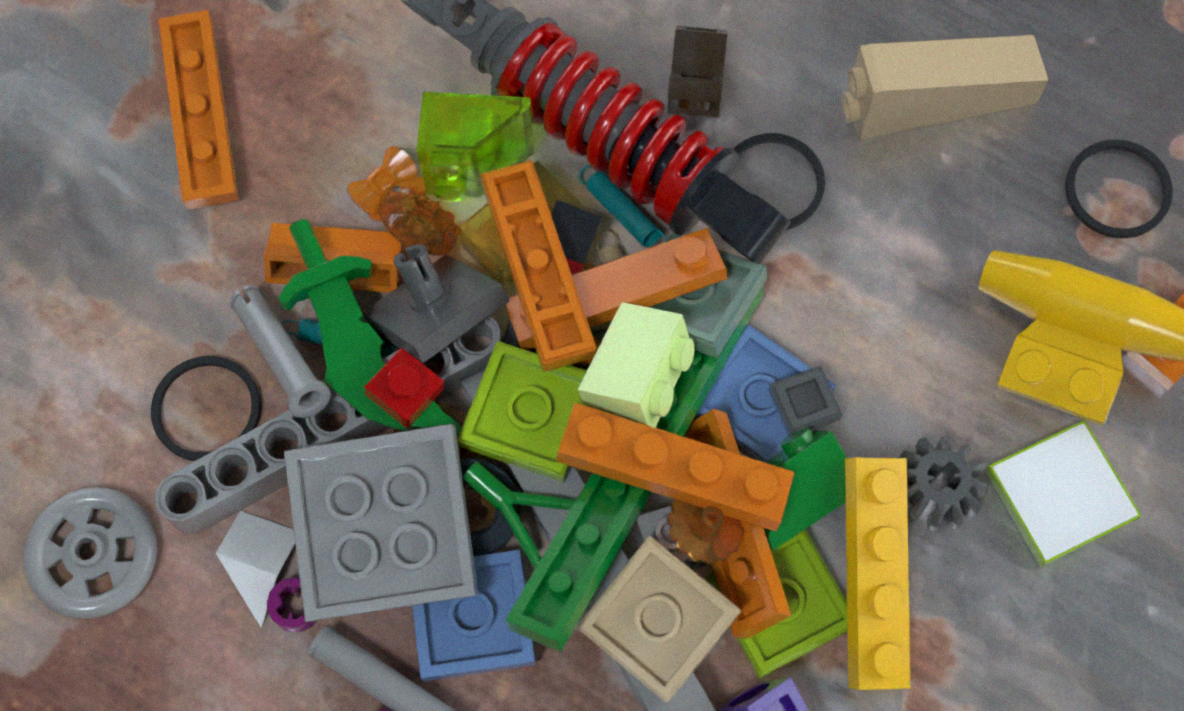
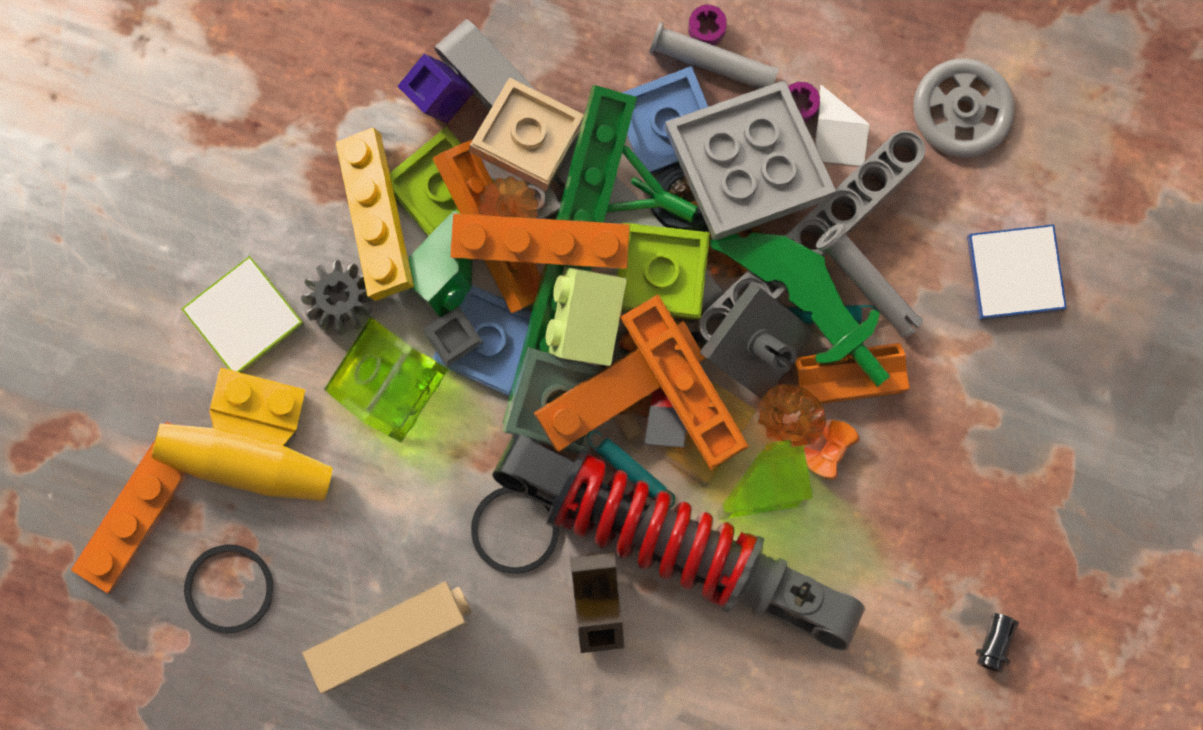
camera: 160 degrees right, 10 degrees up
(99, 336) = (1016, 272): none -> white tile
(180, 369) = (923, 199): black piece -> none
(197, 110) = (1004, 480): orange plate -> none
(404, 388) = (760, 260): red plate -> none
(898, 367) = (385, 380): none -> clear neon green slope

